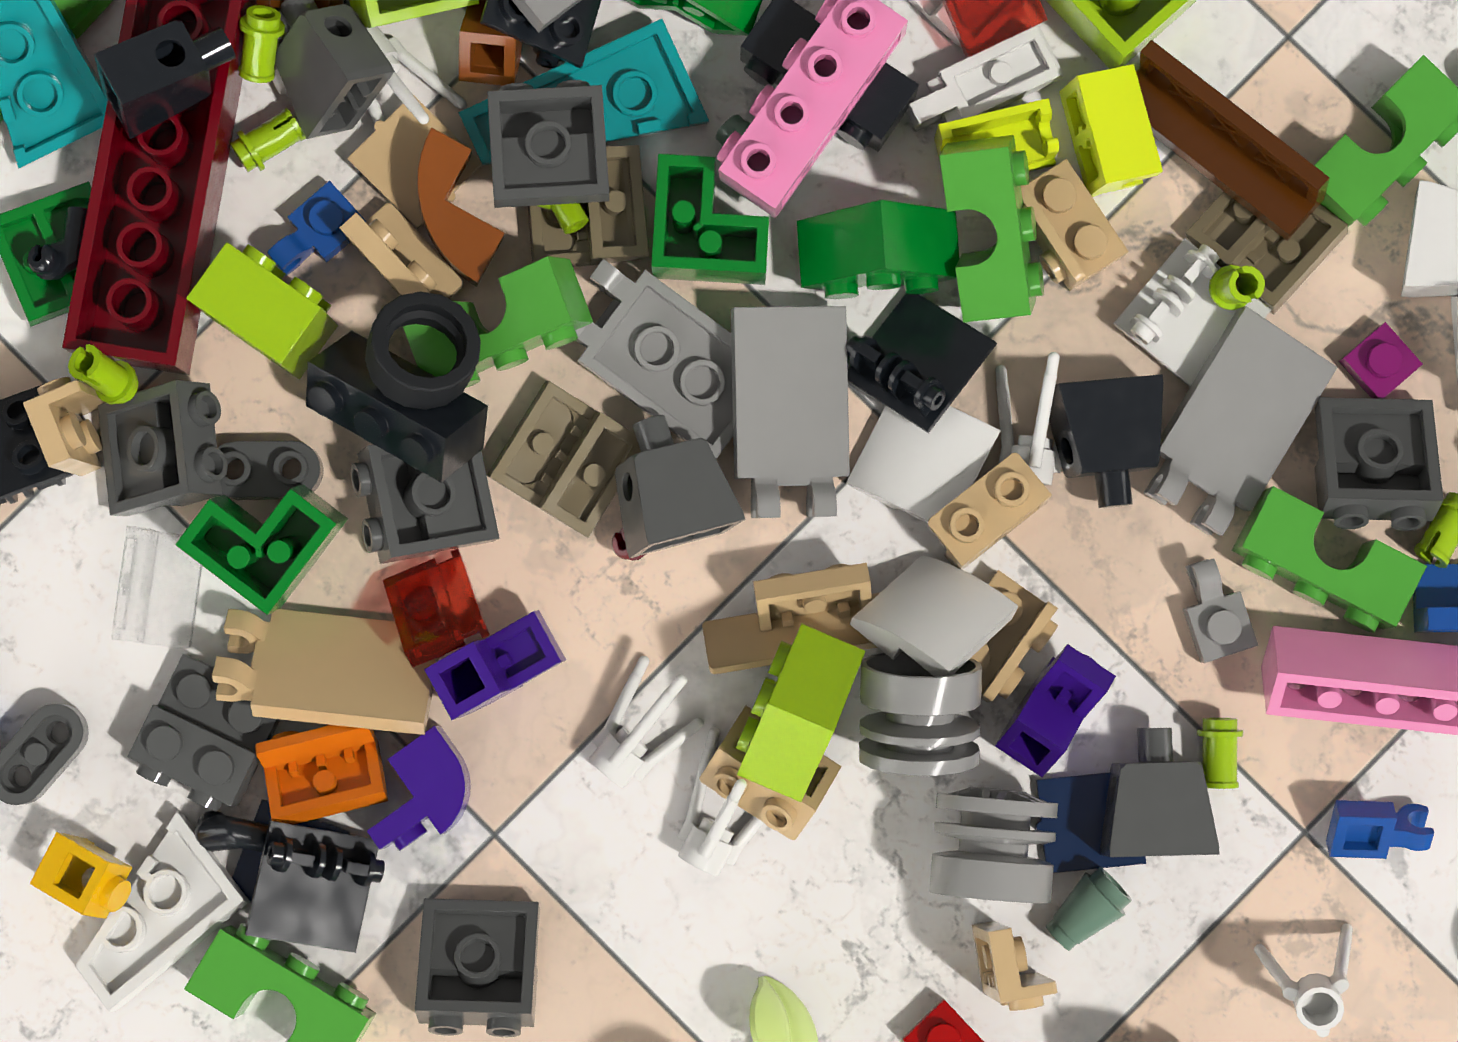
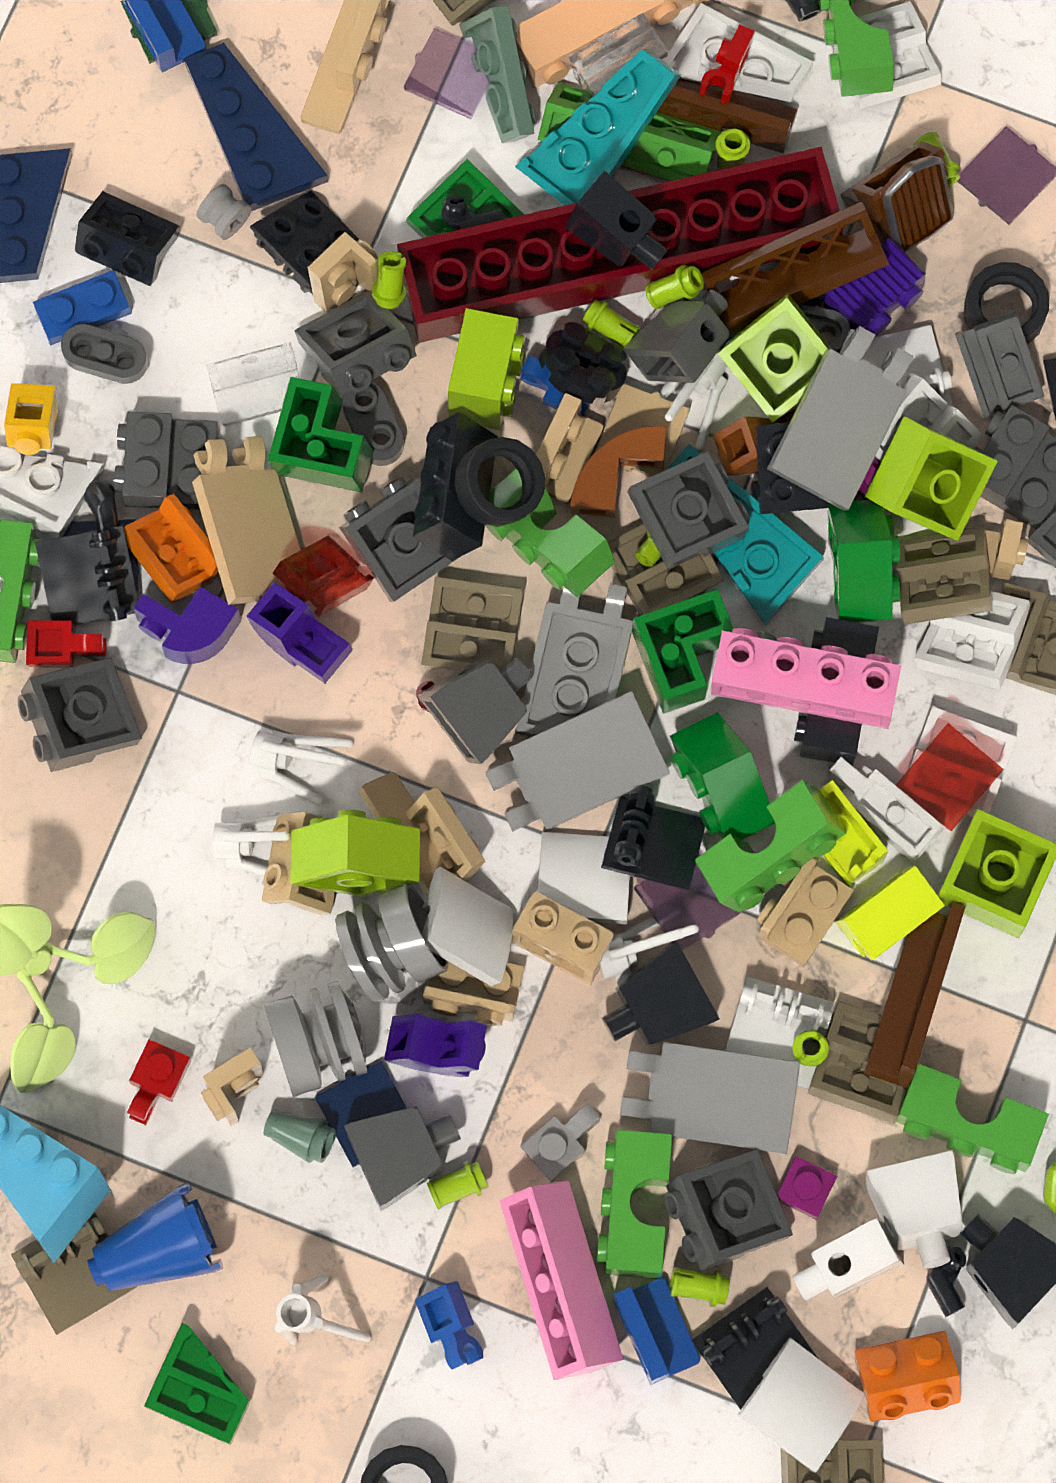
camera: 65 degrees right, 10 degrees down
(281, 189) = (577, 346): none -> black plate
(378, 956) = (55, 644): none -> red plate
(1014, 364) = (681, 908): none -> clear purple piece

